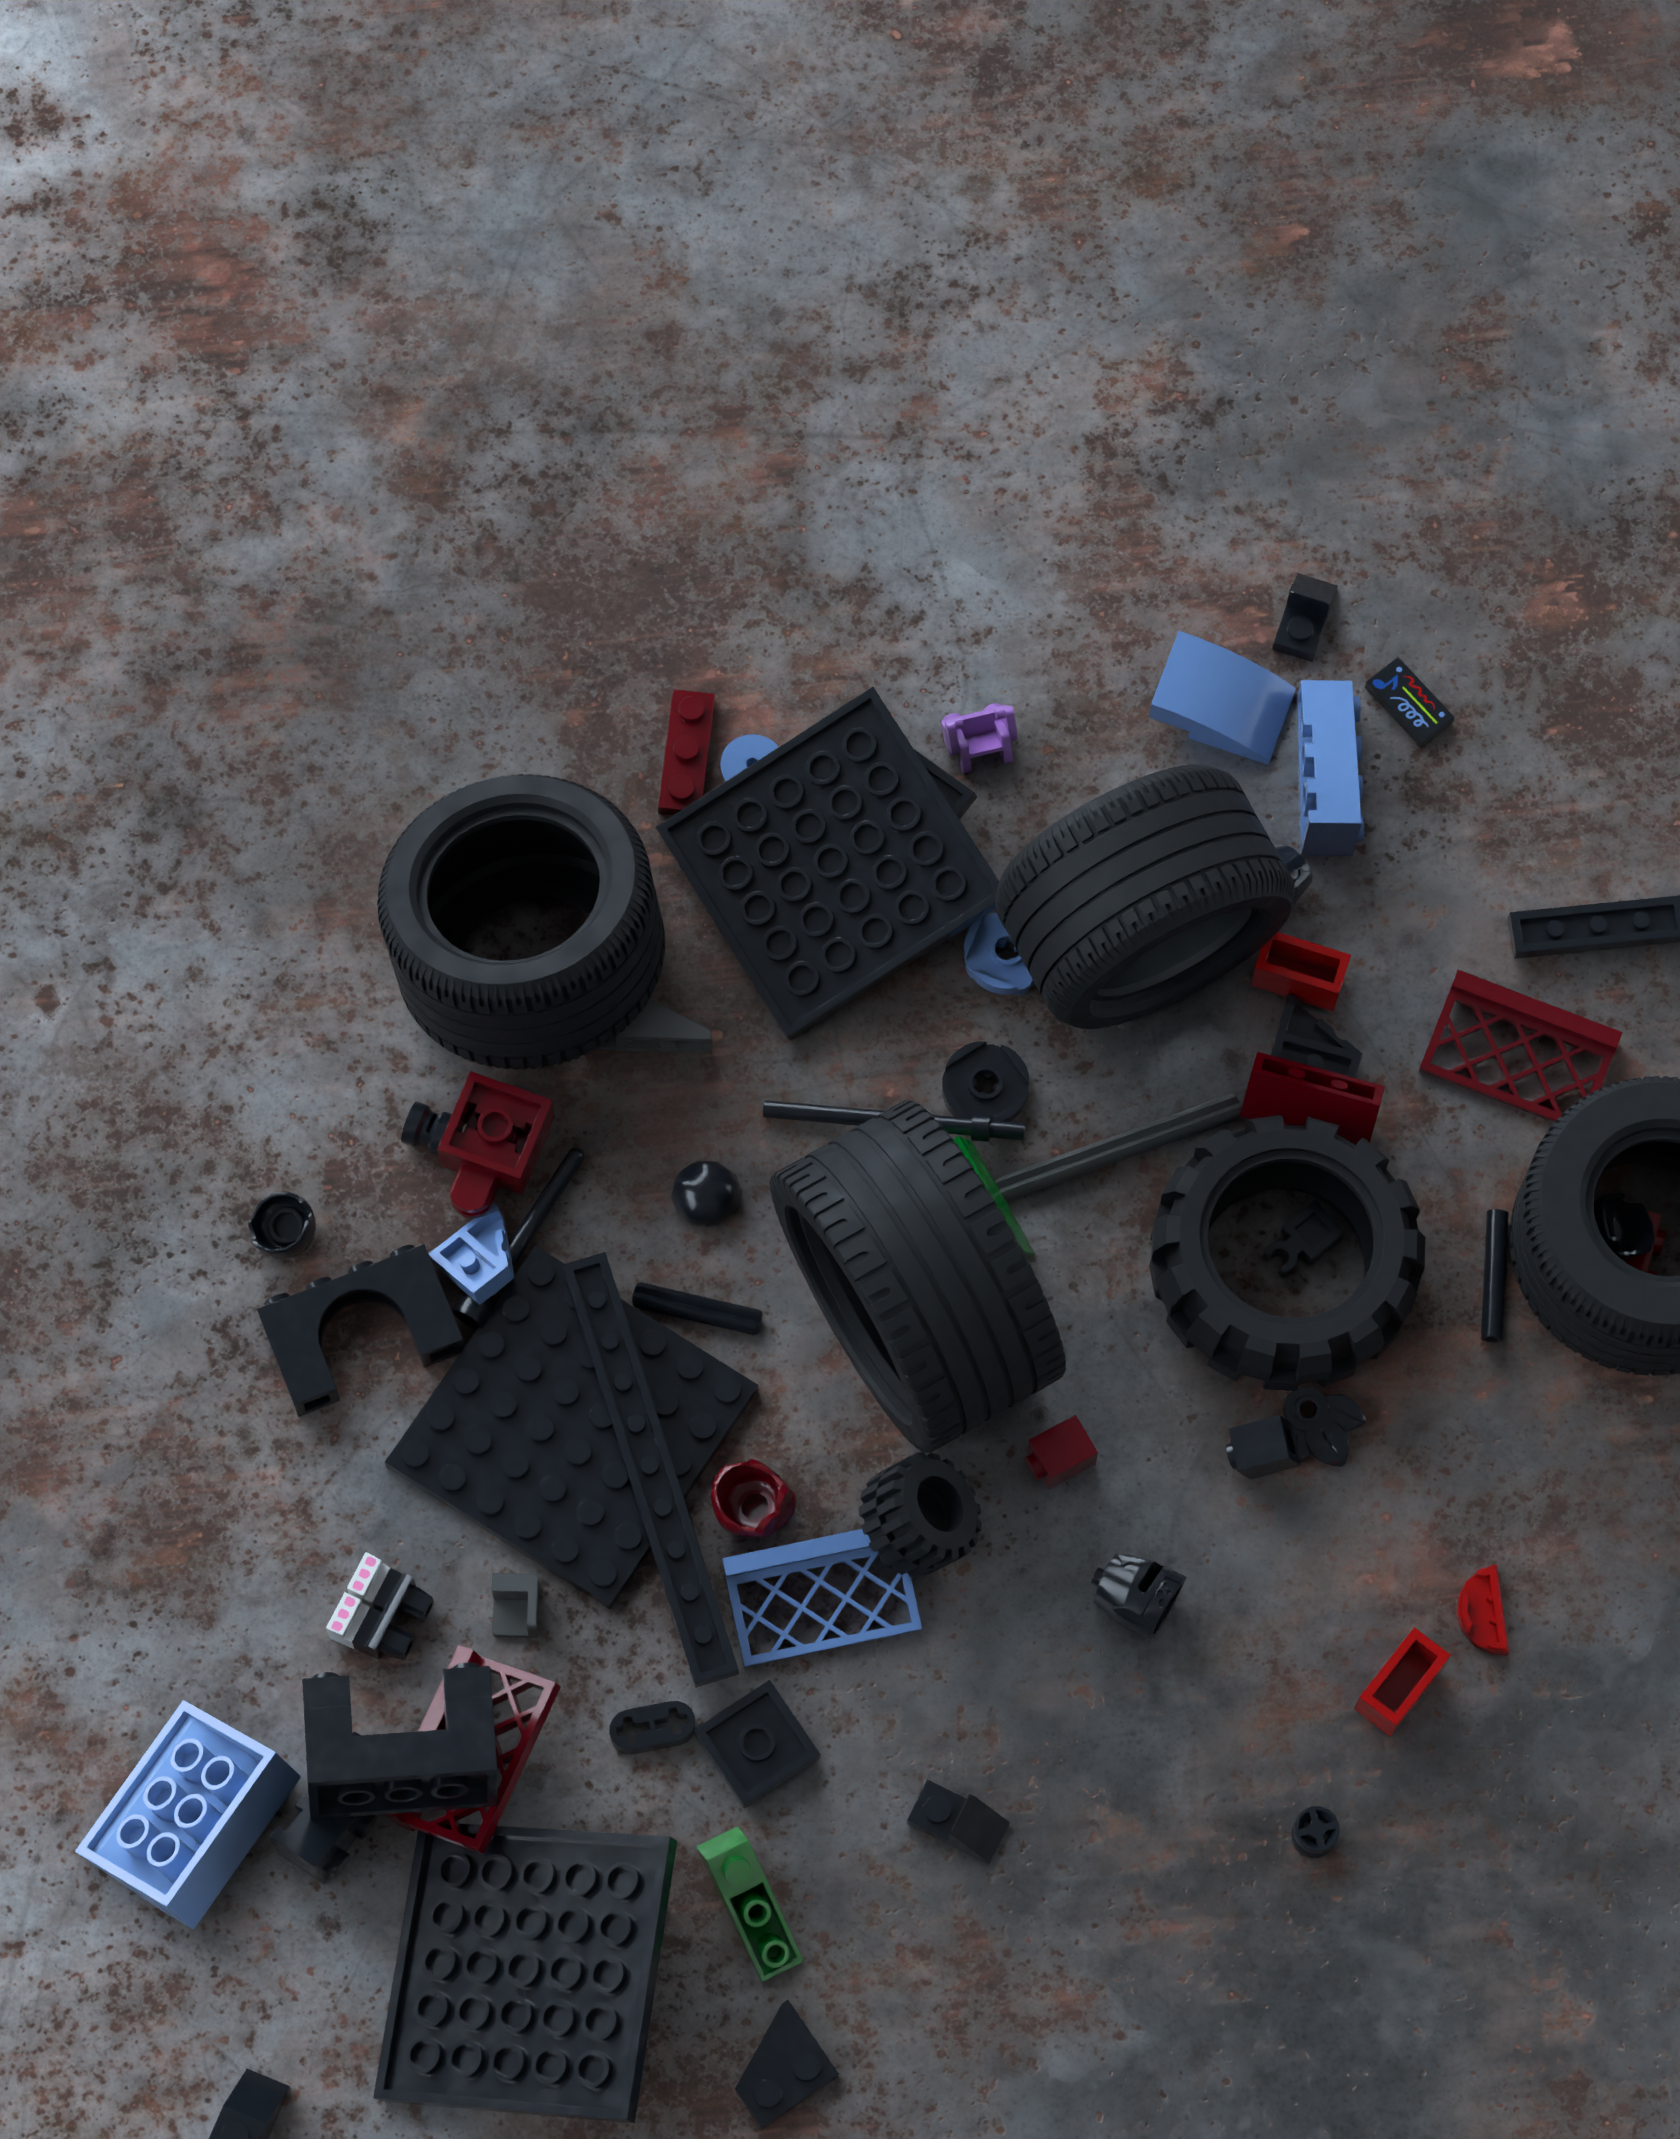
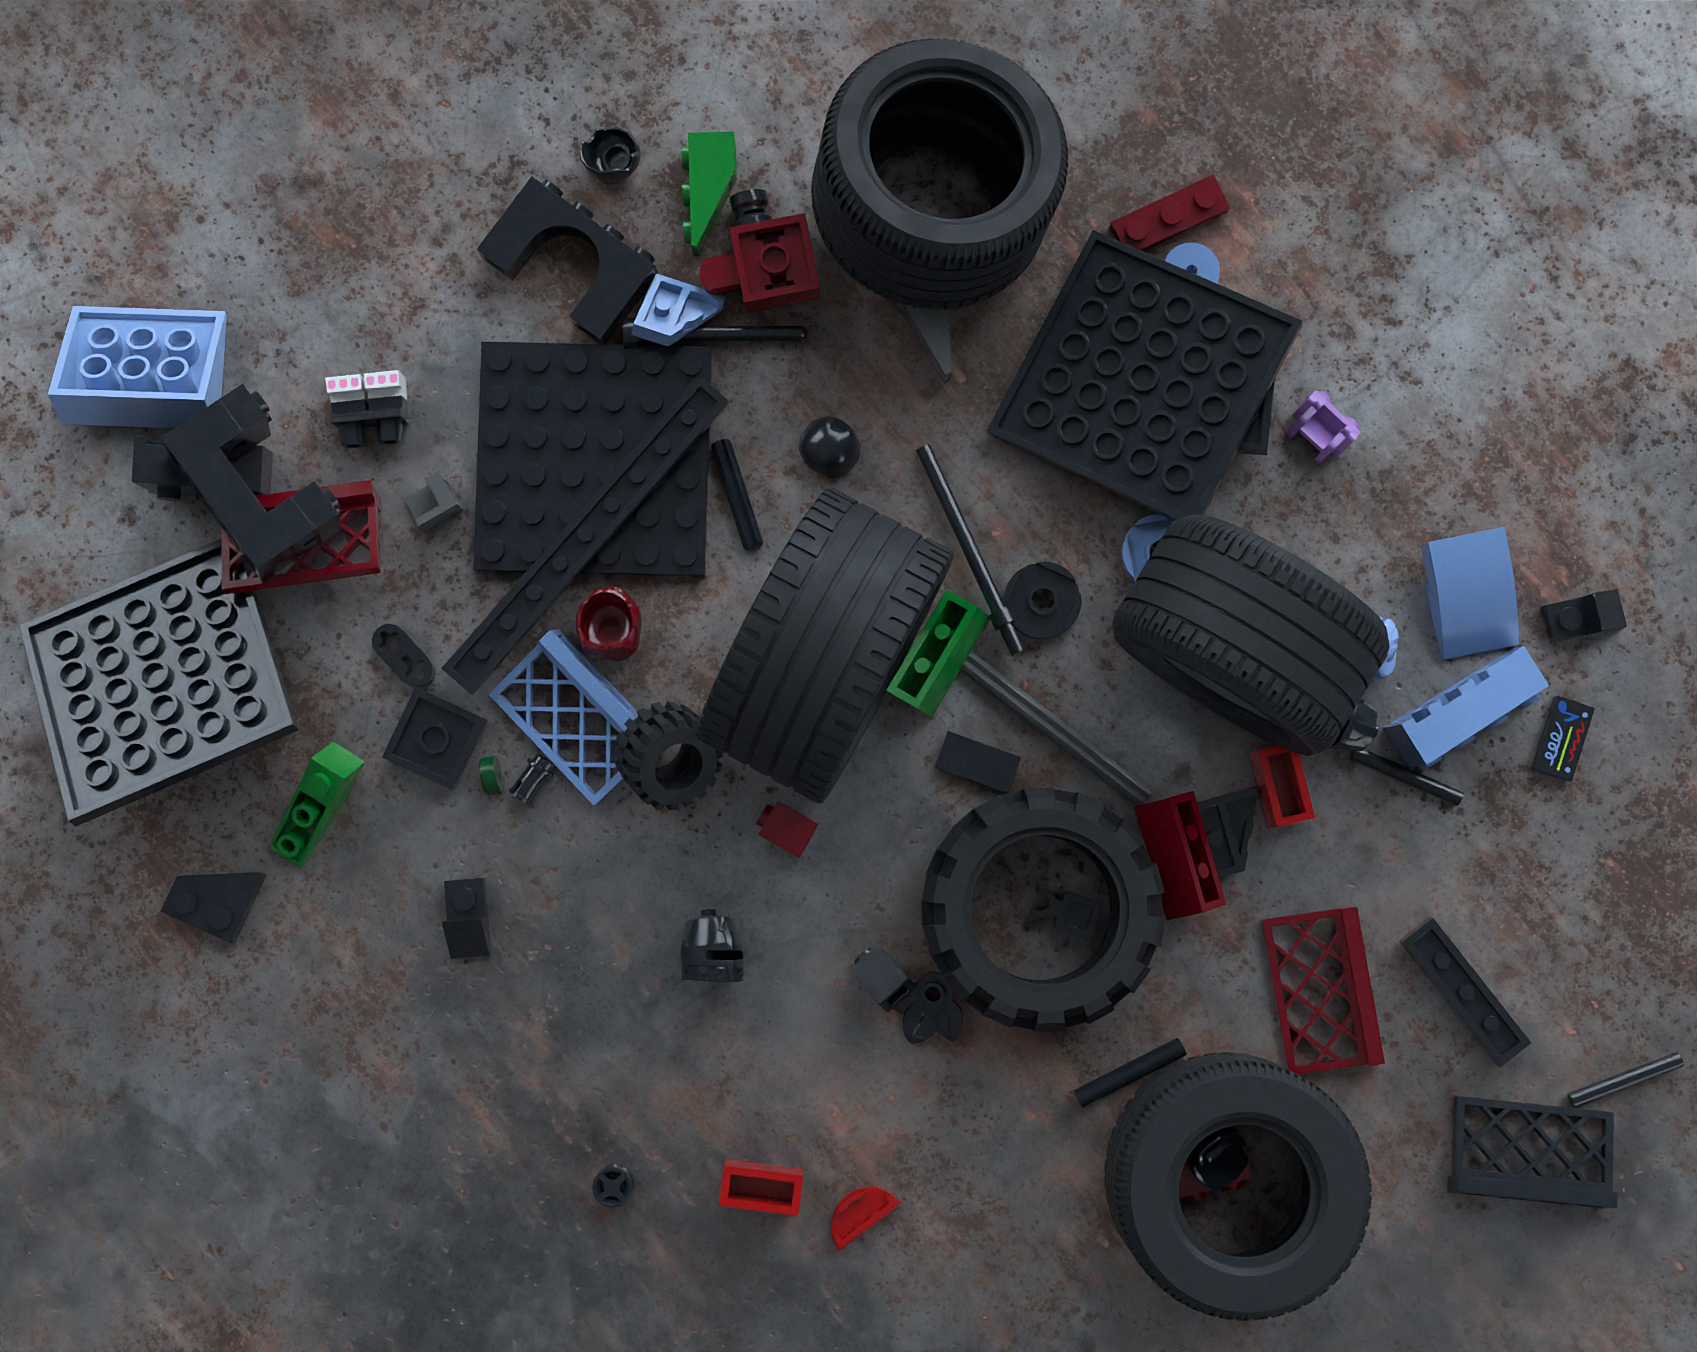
camera: 60 degrees right, 15 degrees up
(362, 1141) = (711, 180): none -> green slope
(829, 1708) = (491, 775): none -> dark green tile
(856, 1671) = (532, 778): none -> black pin
(1105, 1239) = (977, 762): none -> black tile
(1360, 858) = (1408, 776): none -> black bar

